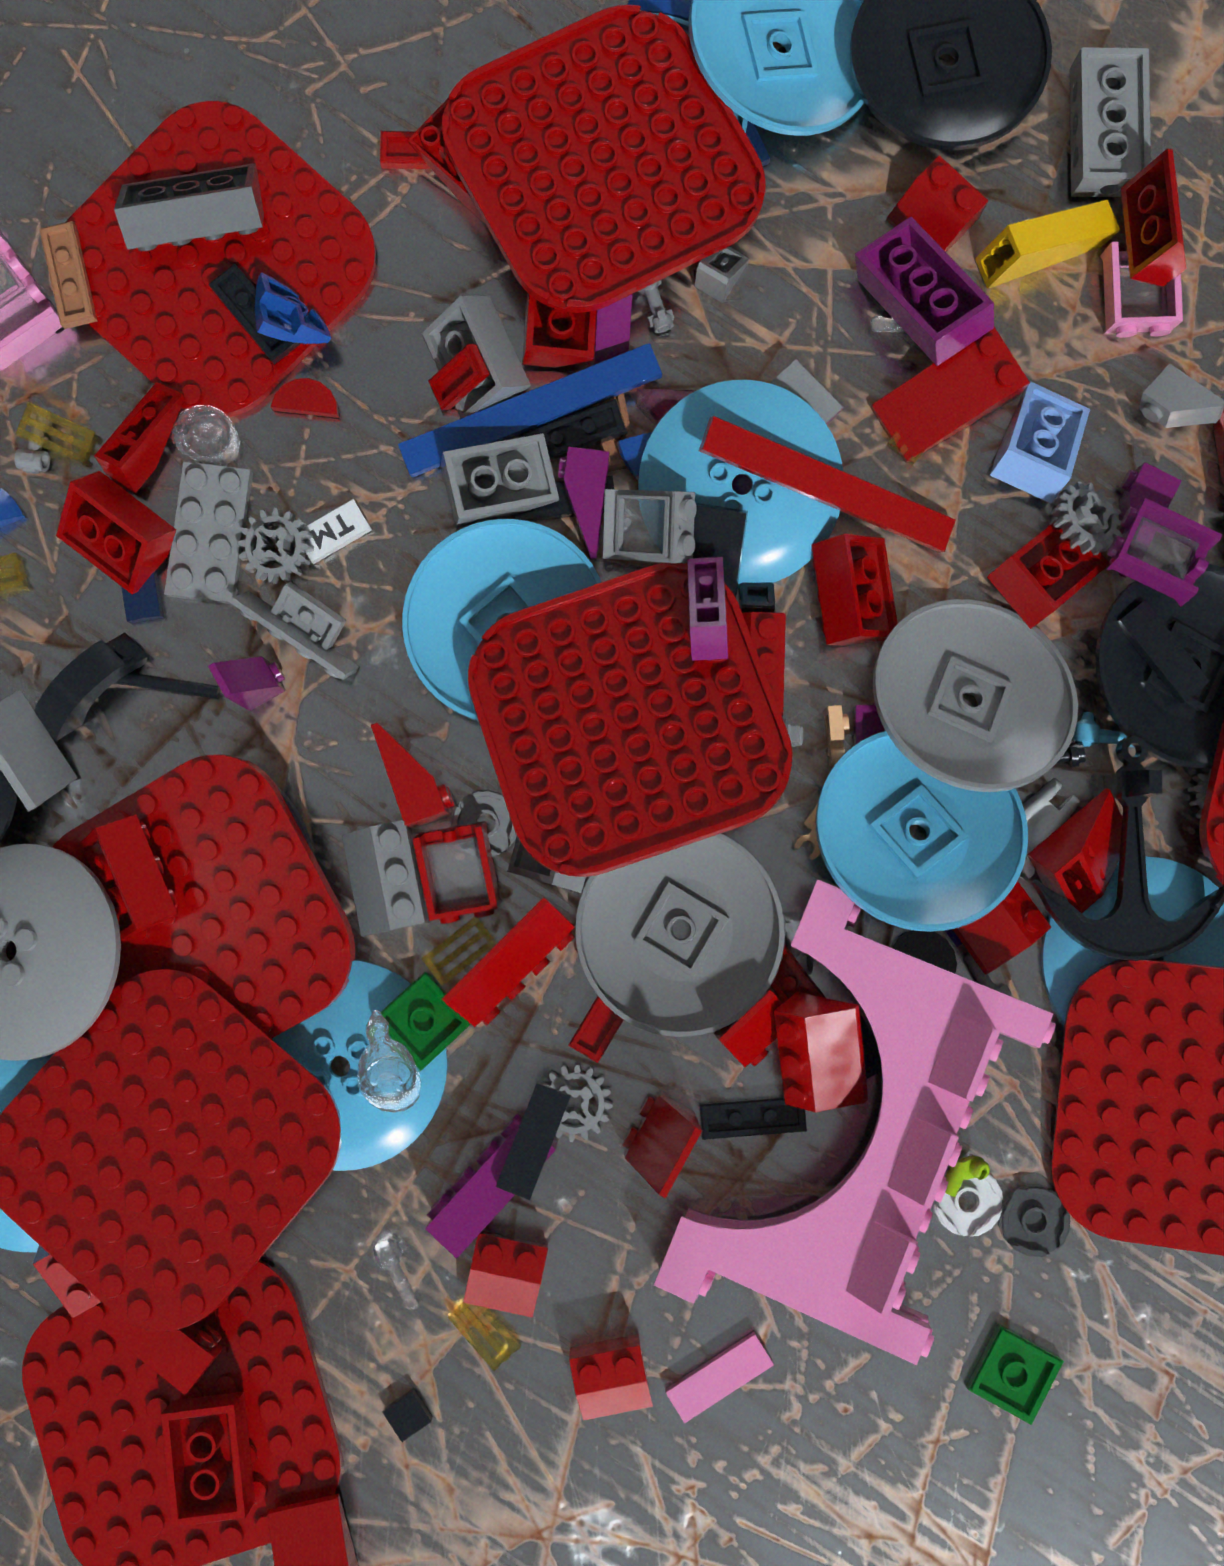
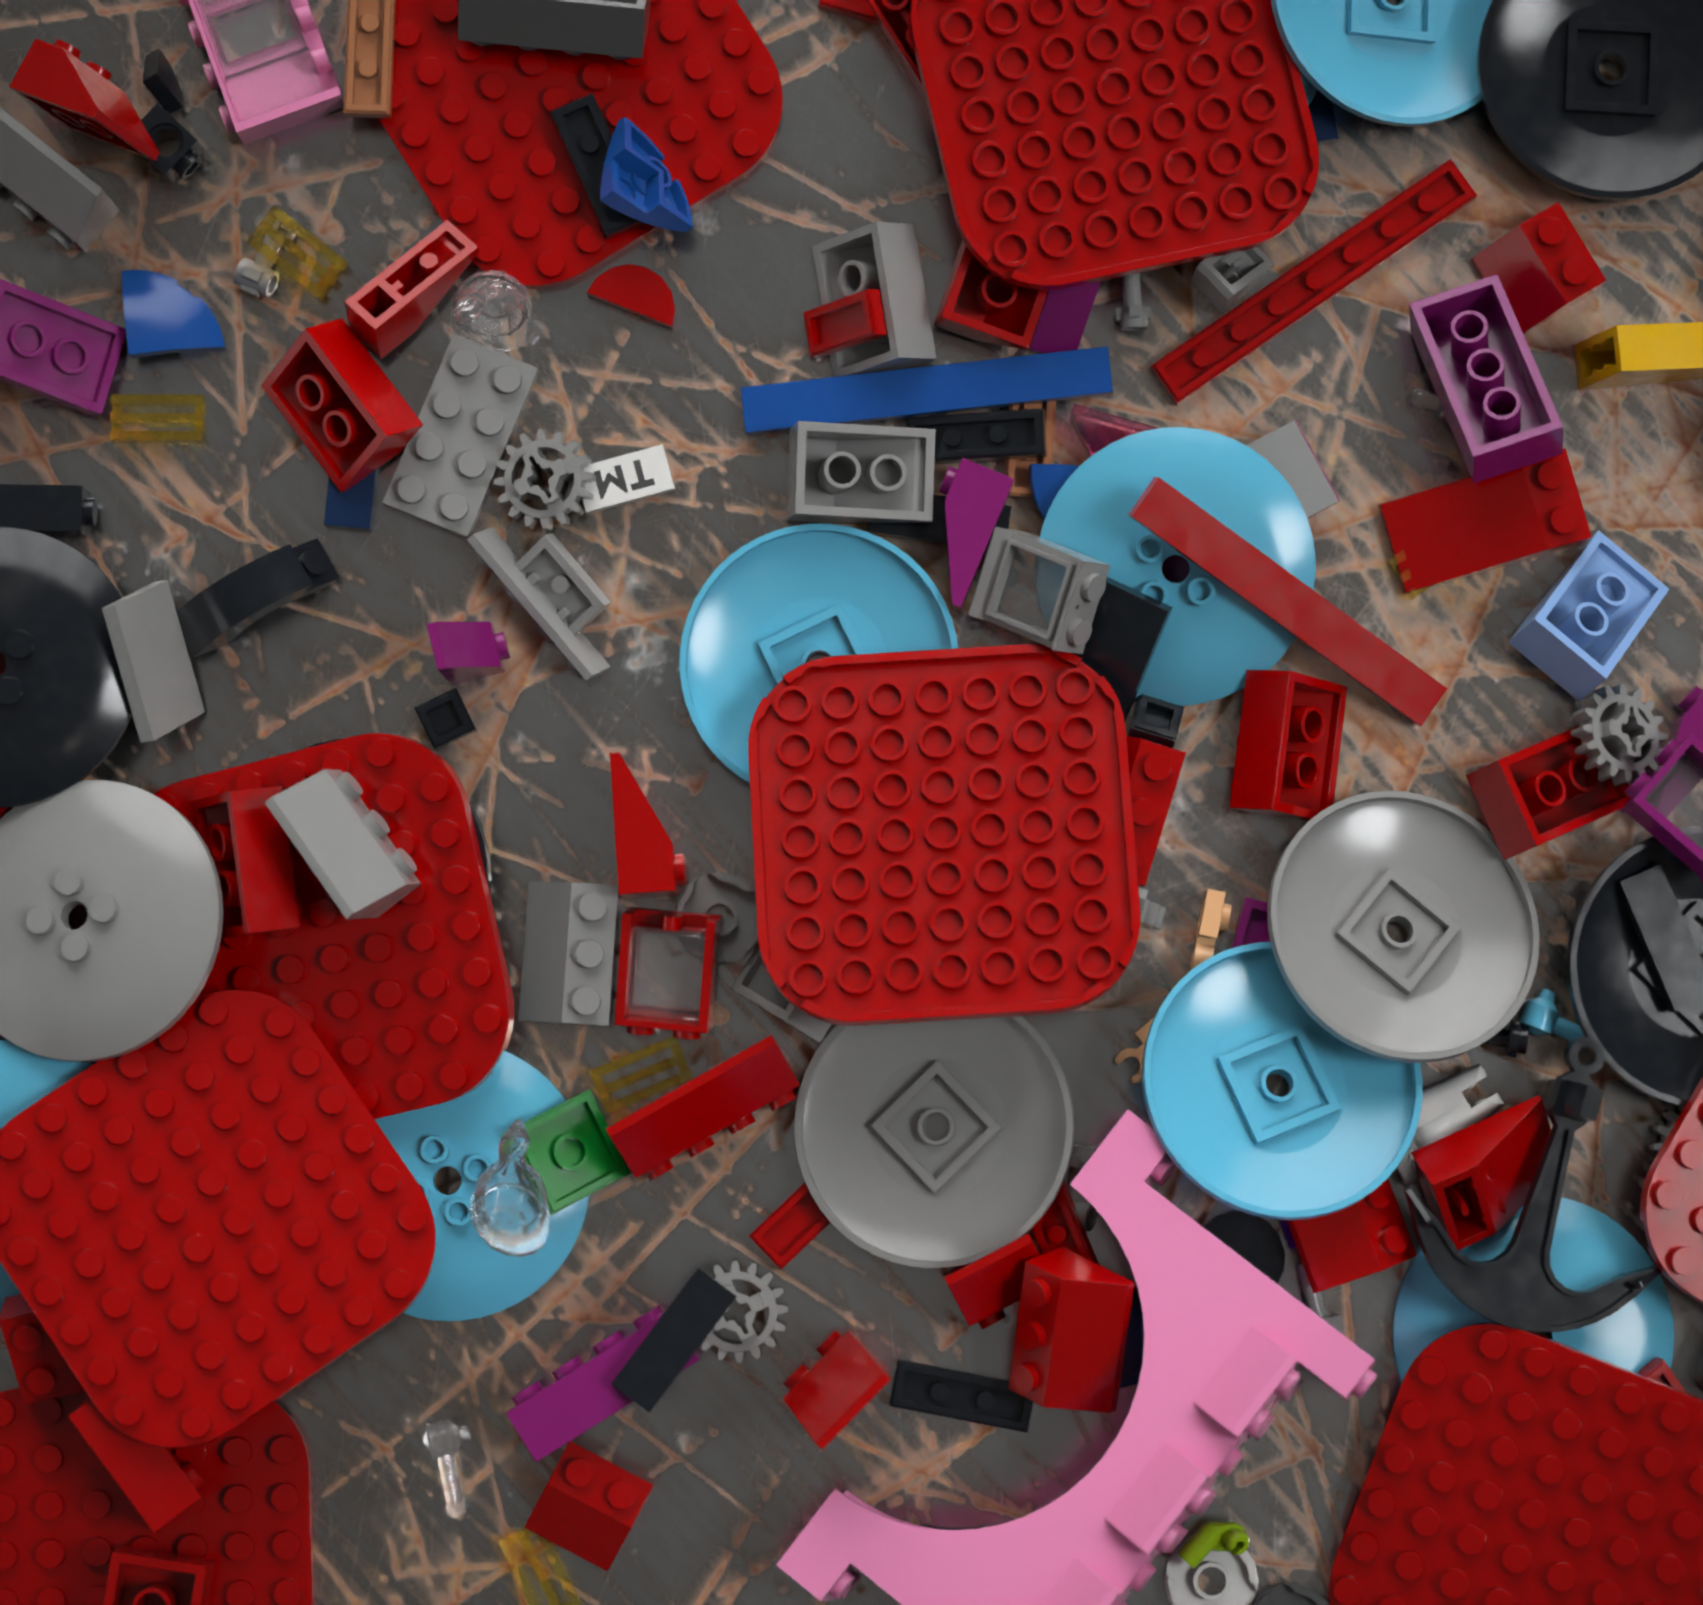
camera: 15 degrees right, 0 degrees up
(171, 685) = (359, 624): black bar -> none
(191, 844) = (345, 843): none -> light grey slope
(251, 735) = (445, 719): none -> black tile
(707, 609) = (1082, 722): magenta slope -> none
(780, 263) = (1313, 282): none -> red tile

